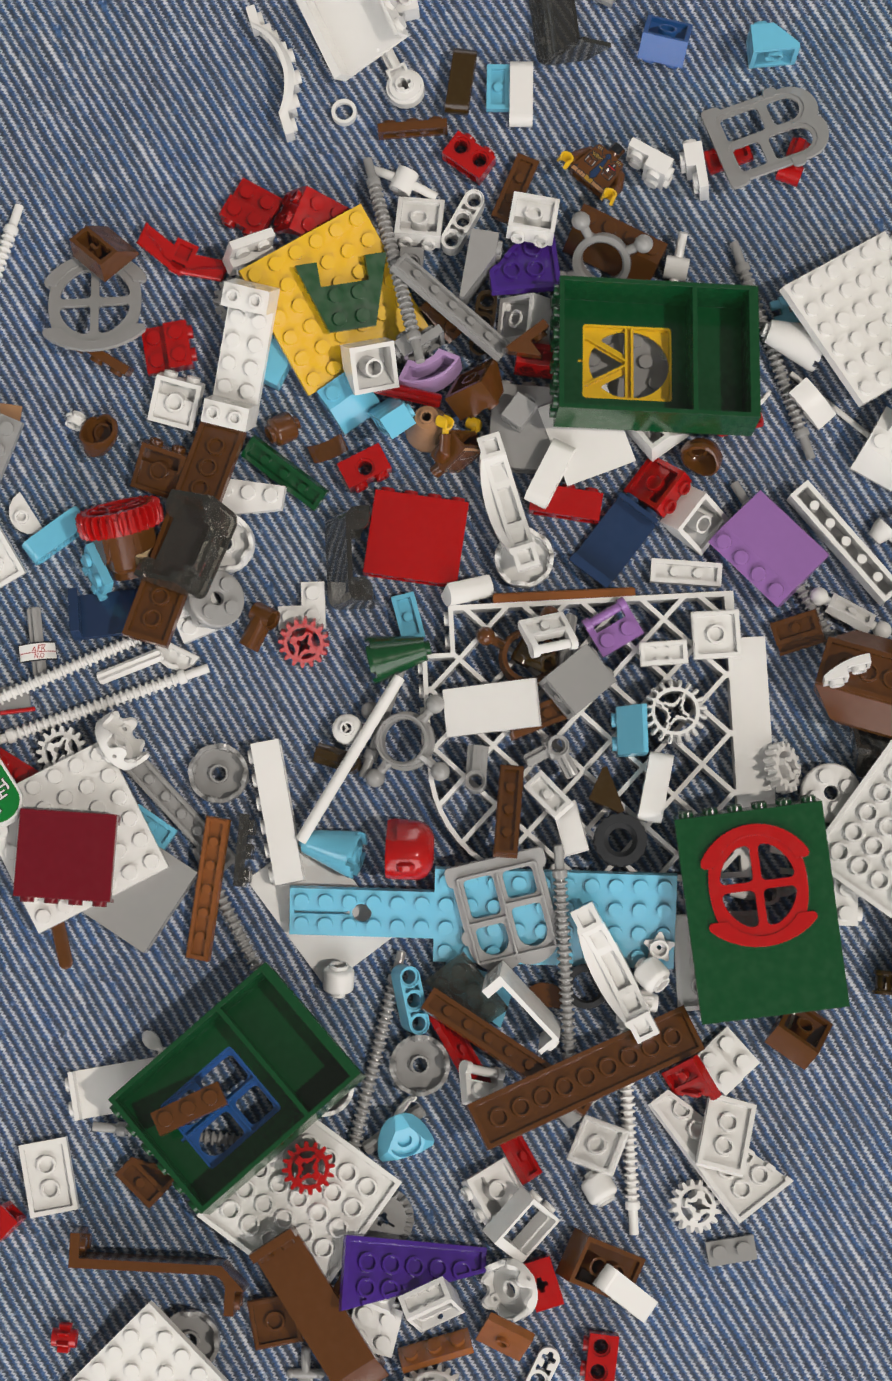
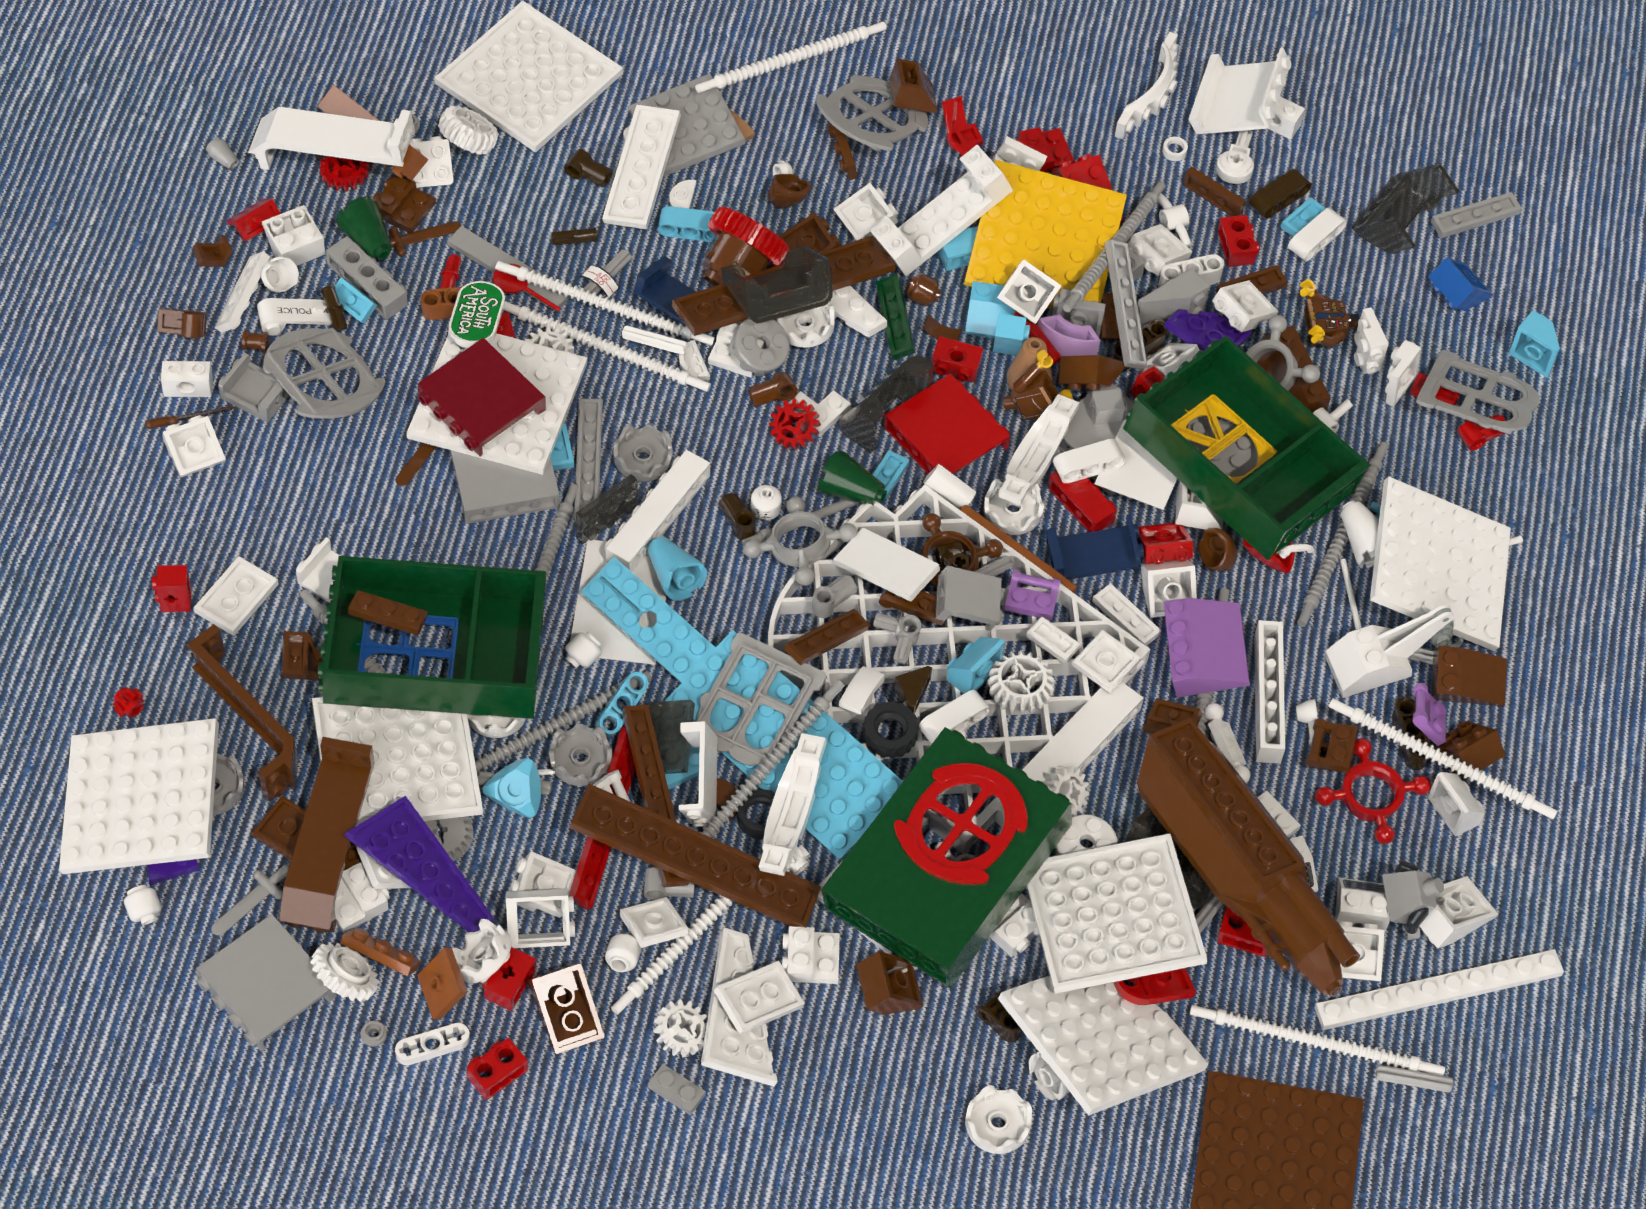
camera: 30 degrees right, 25 degrees down
(96, 572) = (695, 262): medium azure plate -> none
(118, 742) = (593, 368): white plate -> none
(169, 347) = (898, 182): red plate -> none
(208, 888) = (554, 513): dark orange tile -> none
(300, 1160) = (427, 734): red gear -> none
(347, 304) = (1051, 244): dark green wing -> none
(349, 759) = (747, 514): white piece -> none
(408, 849) = (725, 603): red piece -> none
(428, 1301) = (418, 889): white window -> none
(523, 344) = (1154, 363): reddish brown slope -> none
(546, 628) = (978, 546): white plate -> none
(548, 795) = (868, 653): white plate -> none
(625, 1293) = (565, 1035): white beam -> none
(651, 974) = (818, 838): white head -> none
(666, 945) = (841, 822): white plate -> none
(691, 1079) = (773, 935): red wing -> none
(812, 403) = (1338, 586): white slope -> none
(840, 674) = (1174, 737): white slope -> none

